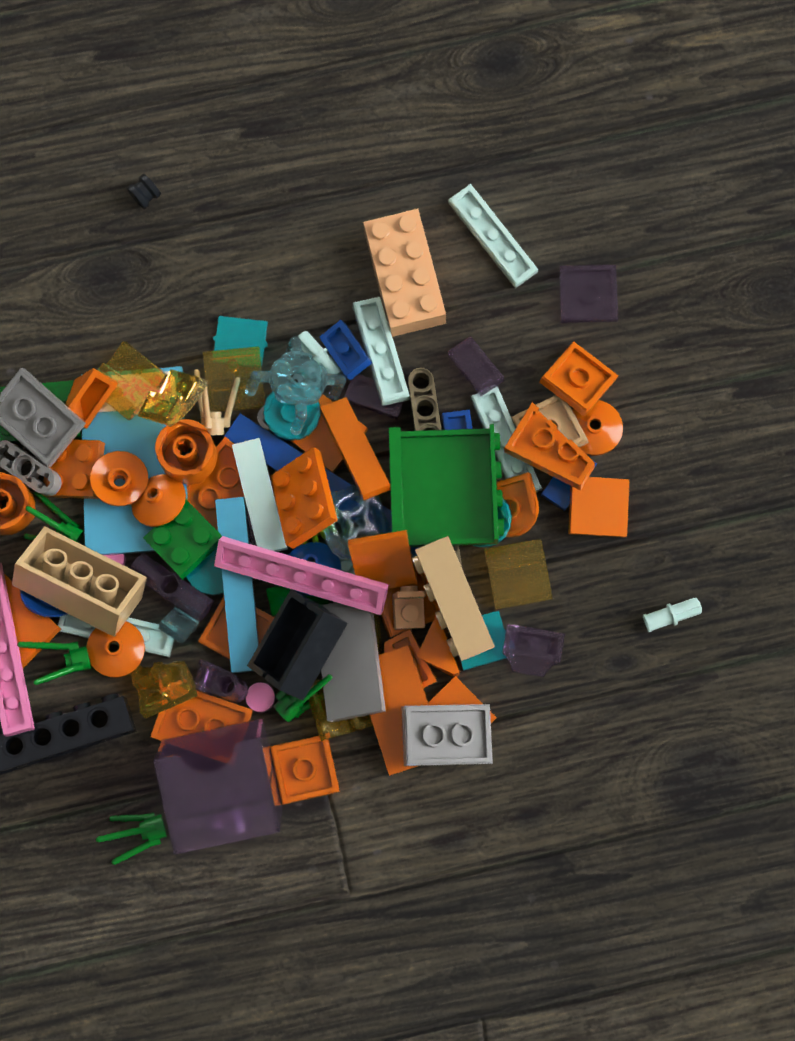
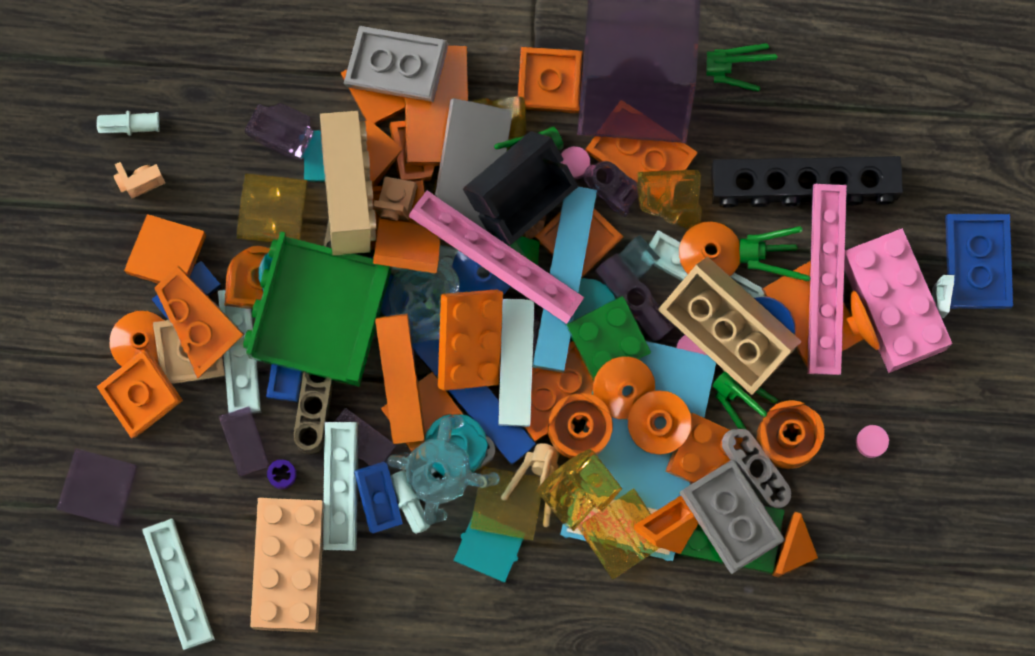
camera: 170 degrees left, 0 degrees up
(441, 355) = (280, 464): none -> dark purple bush
(640, 566) = (143, 180): none -> light nougat bracket

